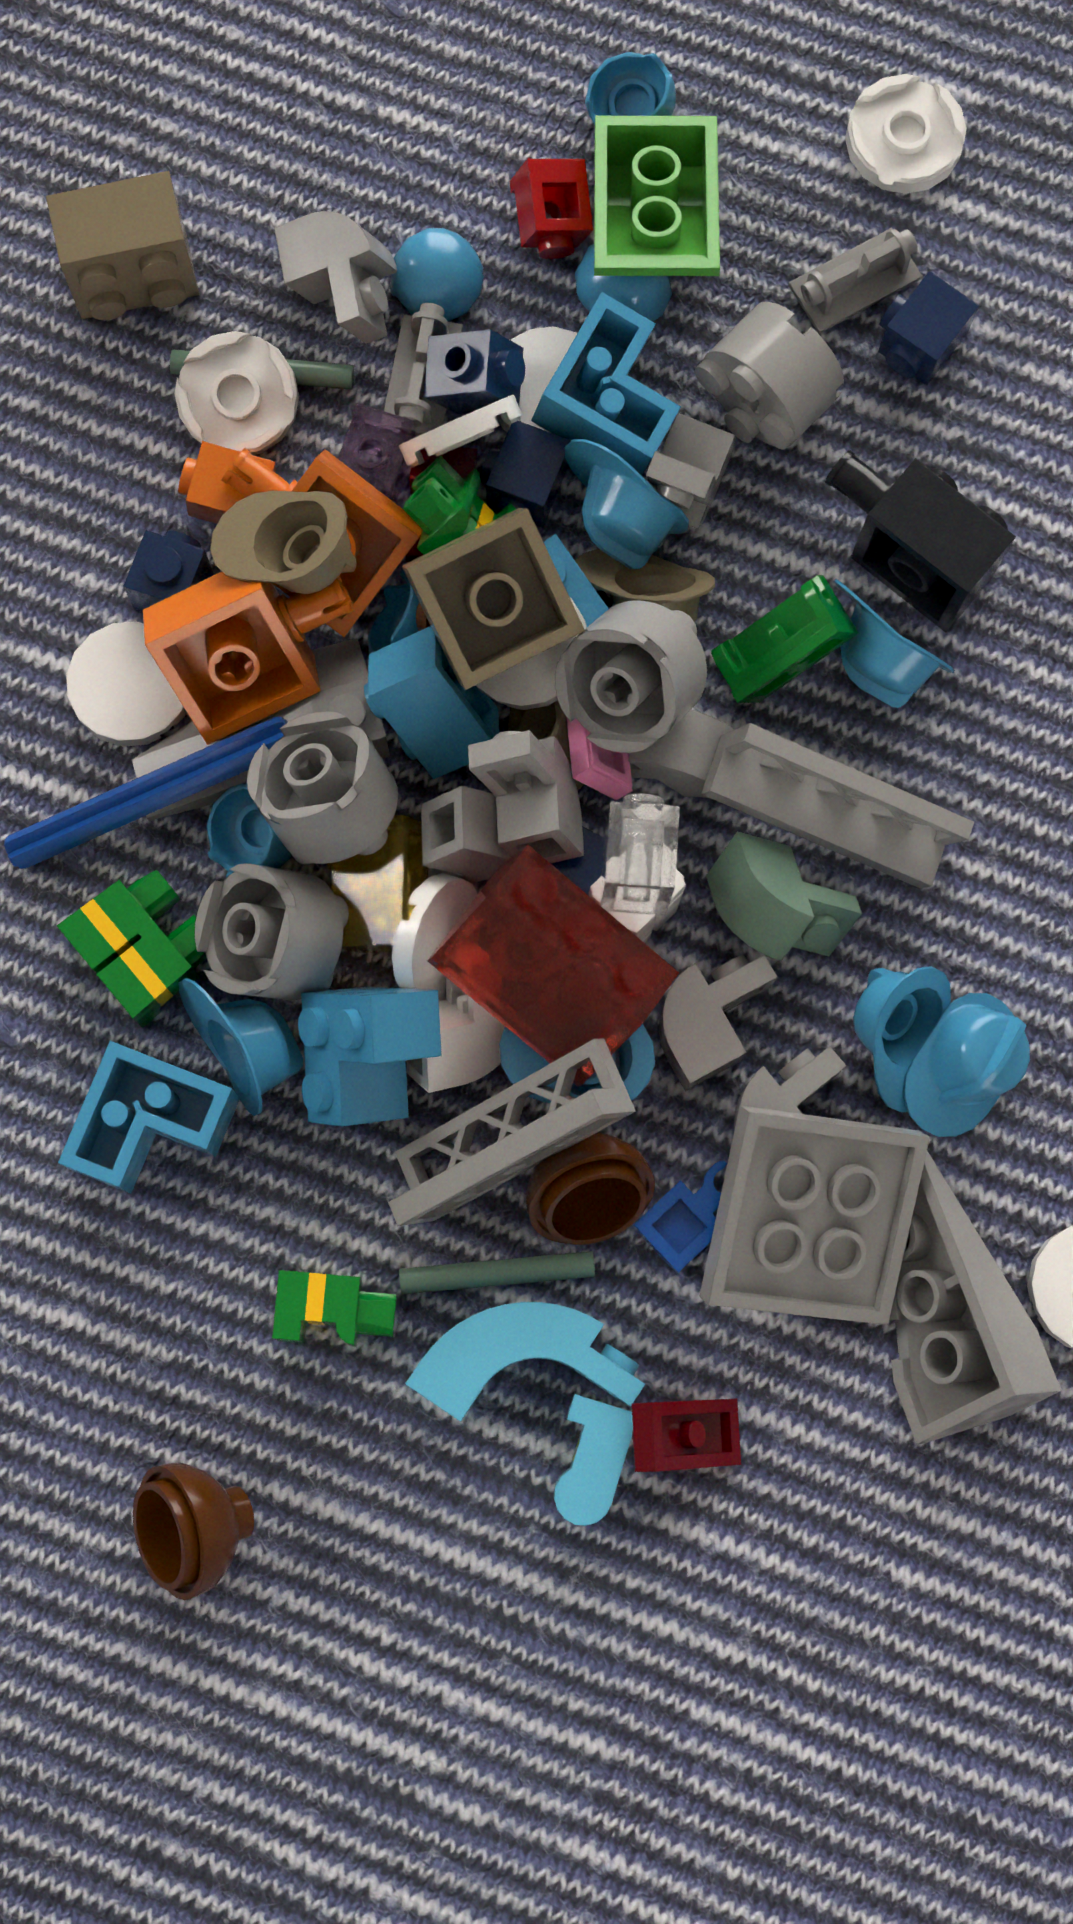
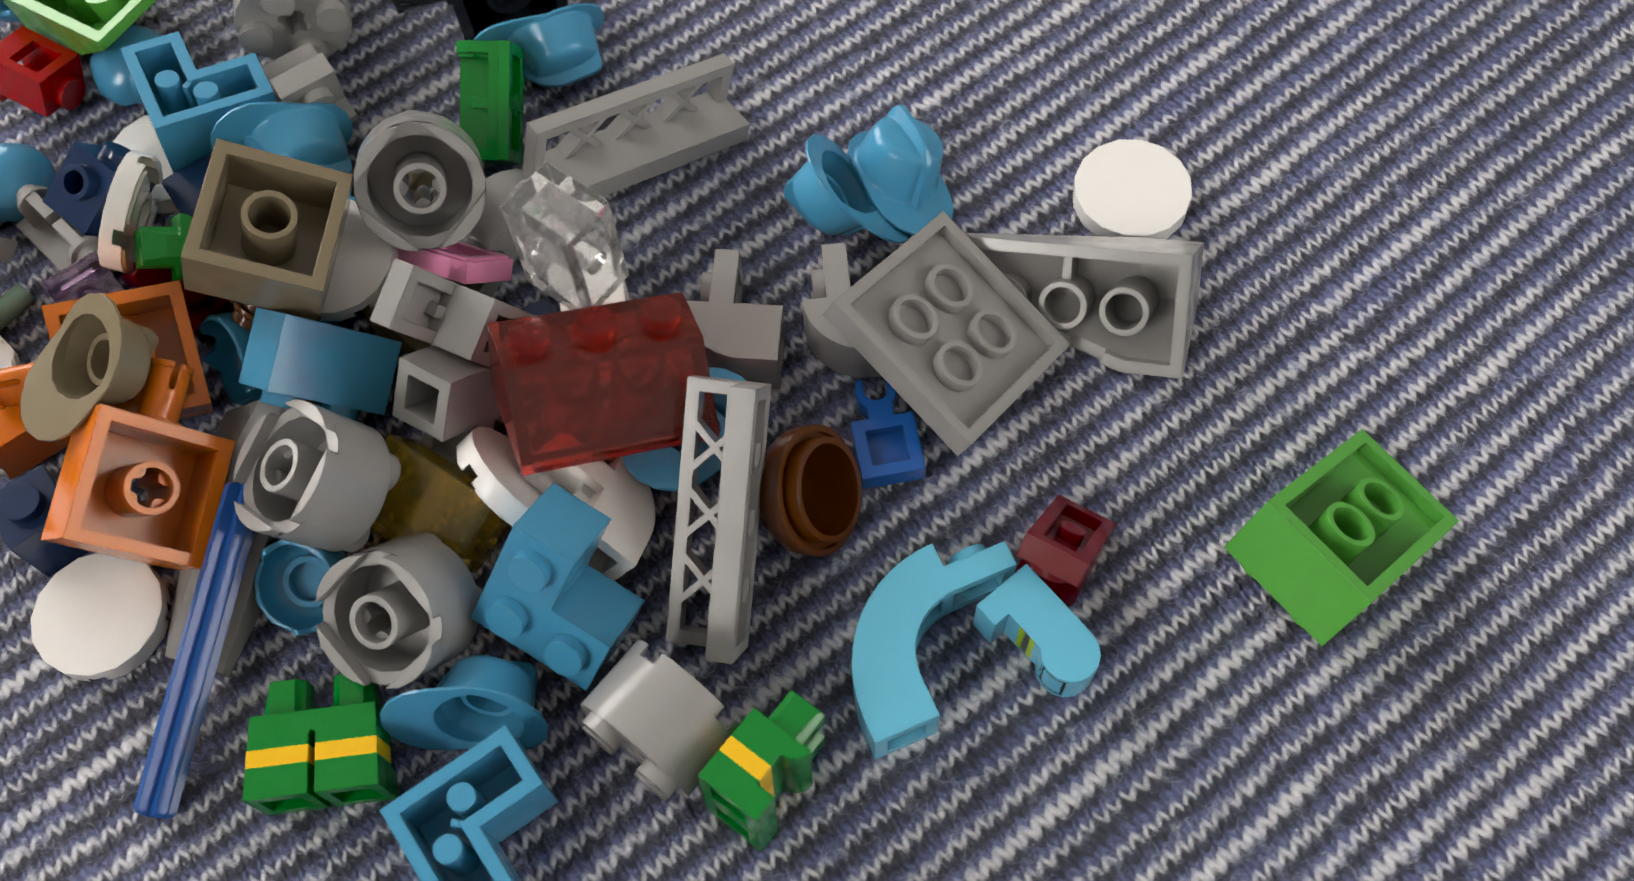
camera: 50 degrees left, 15 degrees down
(313, 1201) = (658, 719): none -> light grey brick
(497, 1272) = (829, 617): sand green bar -> none
(770, 906) = (681, 220): sand green brick -> none
(849, 1669) = (1340, 535): none -> bright green slope

